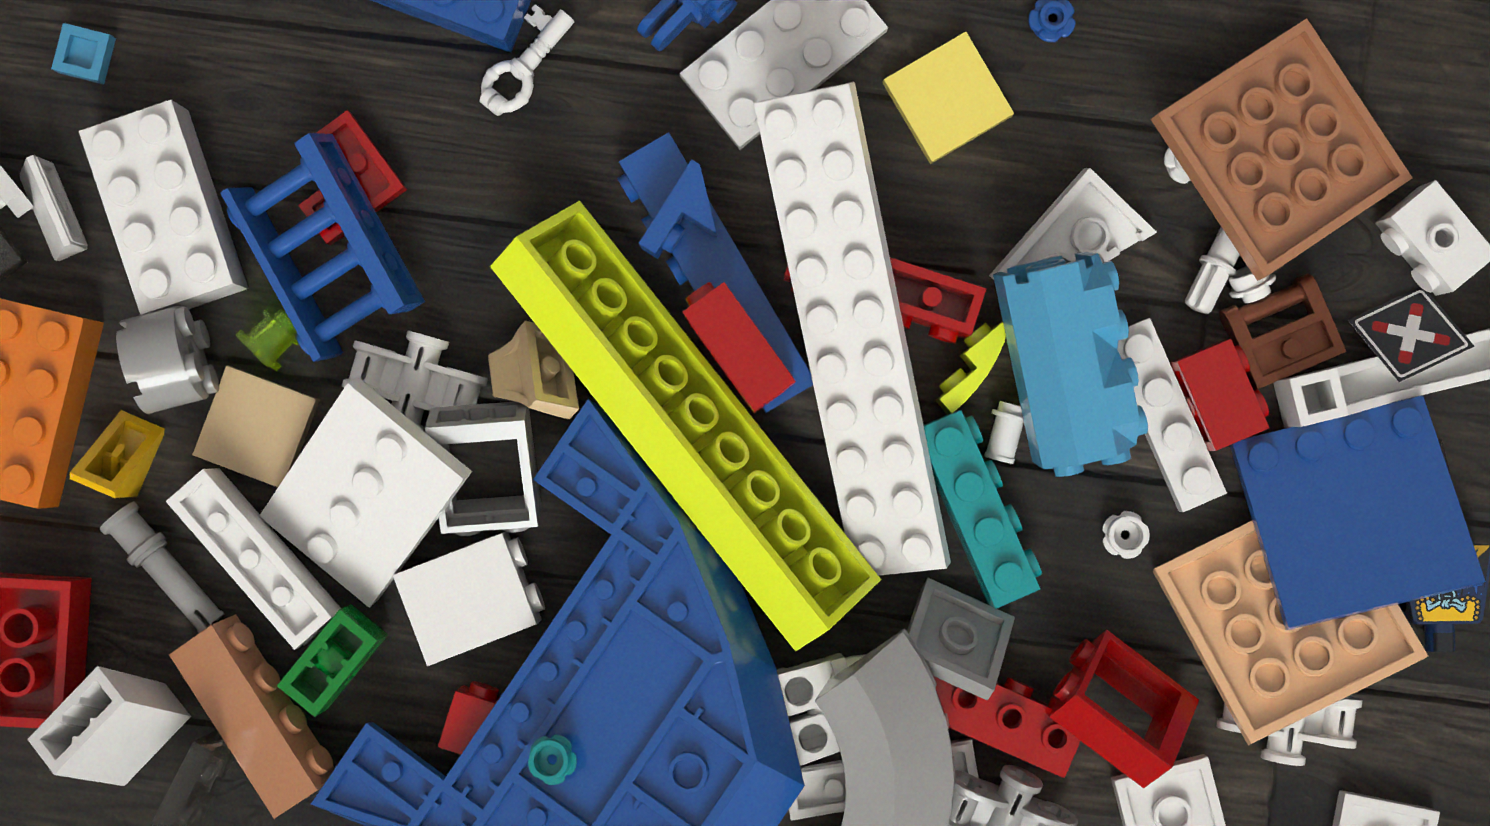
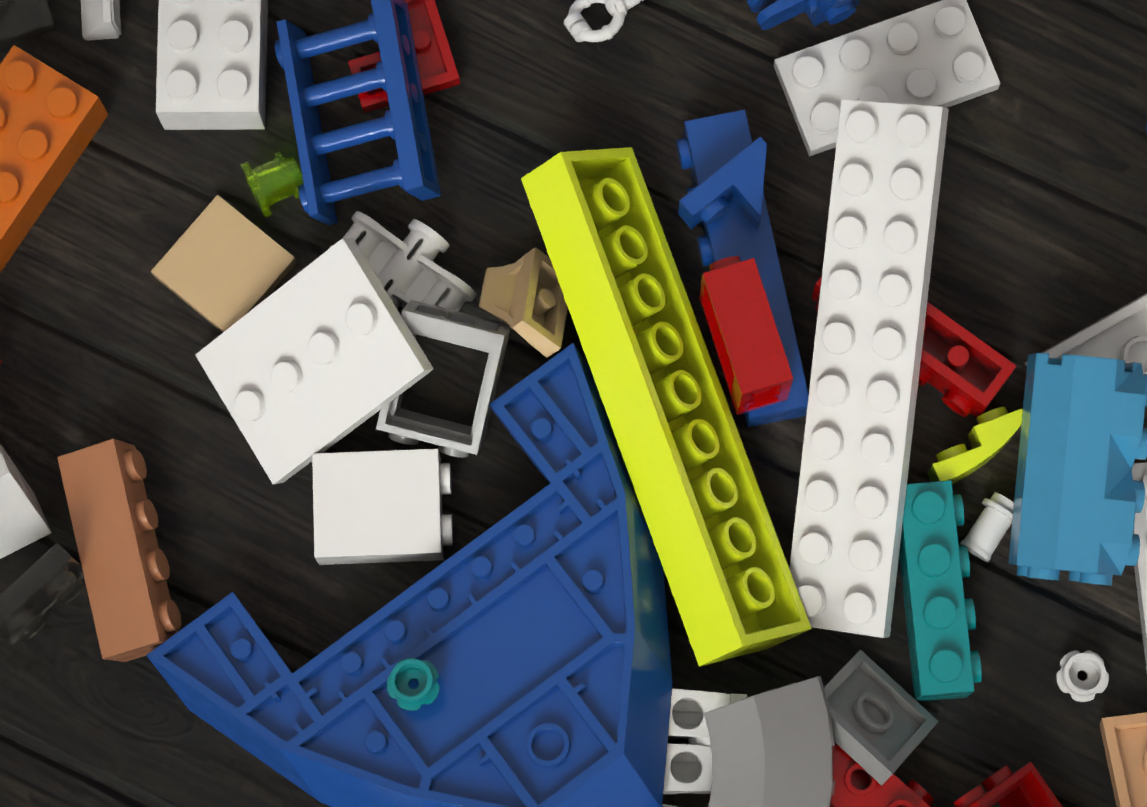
camera: 20 degrees right, 10 degrees down
(120, 457) = (79, 248): yellow slope -> none
(149, 551) = (71, 351): light grey pin -> none
(166, 358) = (164, 164): light grey brick -> none
(254, 556) = (179, 391): white brick -> none
(332, 660) = (219, 520): green brick -> none
(466, 715) = (332, 623): red brick -> none
(948, 97) = (1039, 173): light yellow tile -> none

